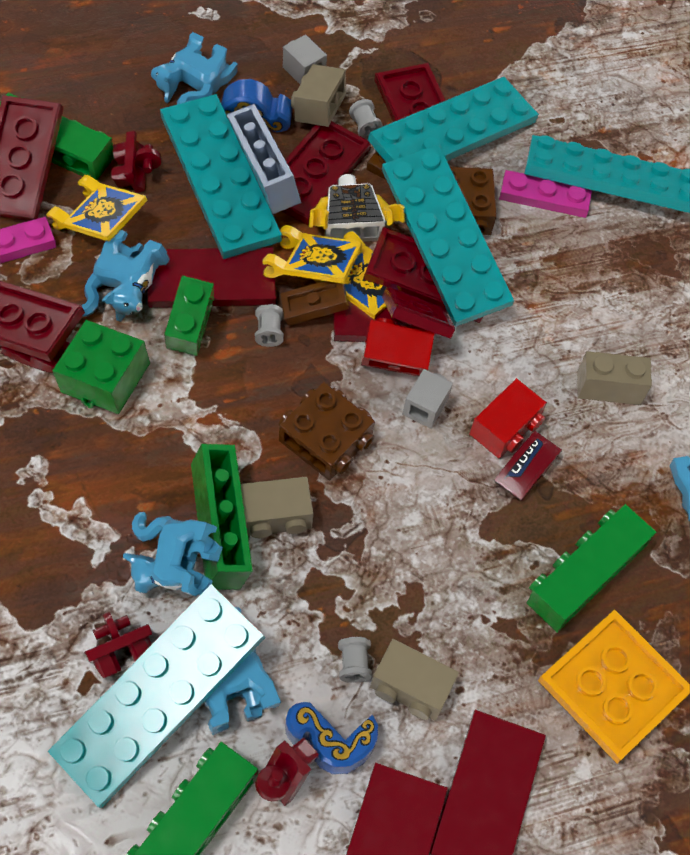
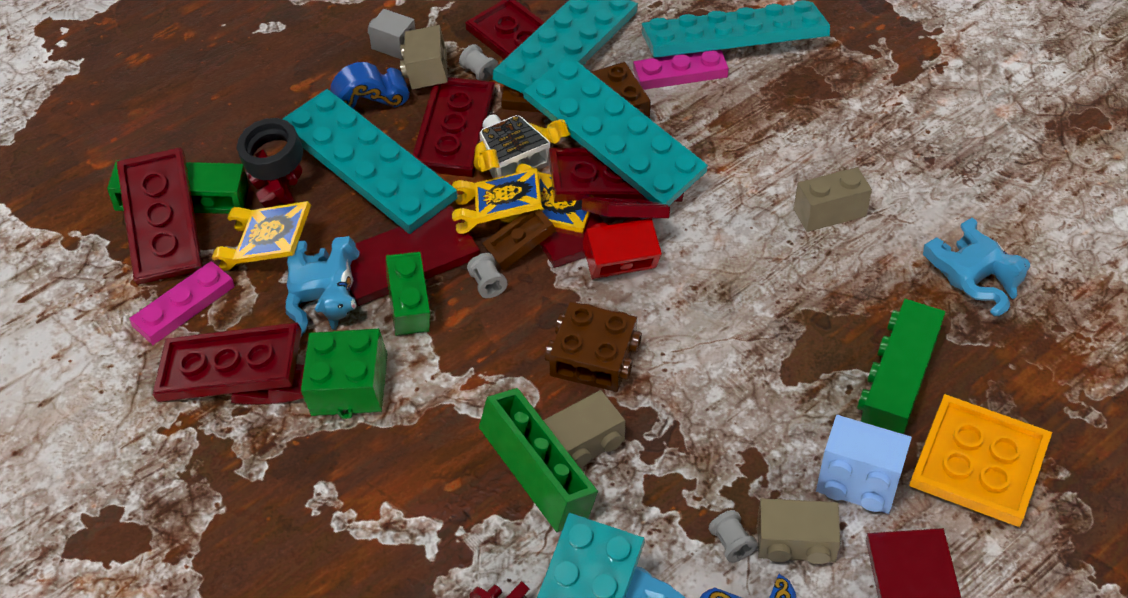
camera: 15 degrees left, 10 degrees down
(134, 116) = (276, 165): none -> black tyre
(175, 555) = (516, 506): dark azure animal -> none
(194, 69) = (289, 78): dark azure animal -> none
(265, 159) = (410, 128): sand blue brick -> none
(427, 398) = (672, 282): light grey brick -> none
(500, 646) = (862, 464): none -> light blue brick
(508, 418) = (756, 271): red brick -> none
(528, 465) = (796, 305): dark red slope -> none

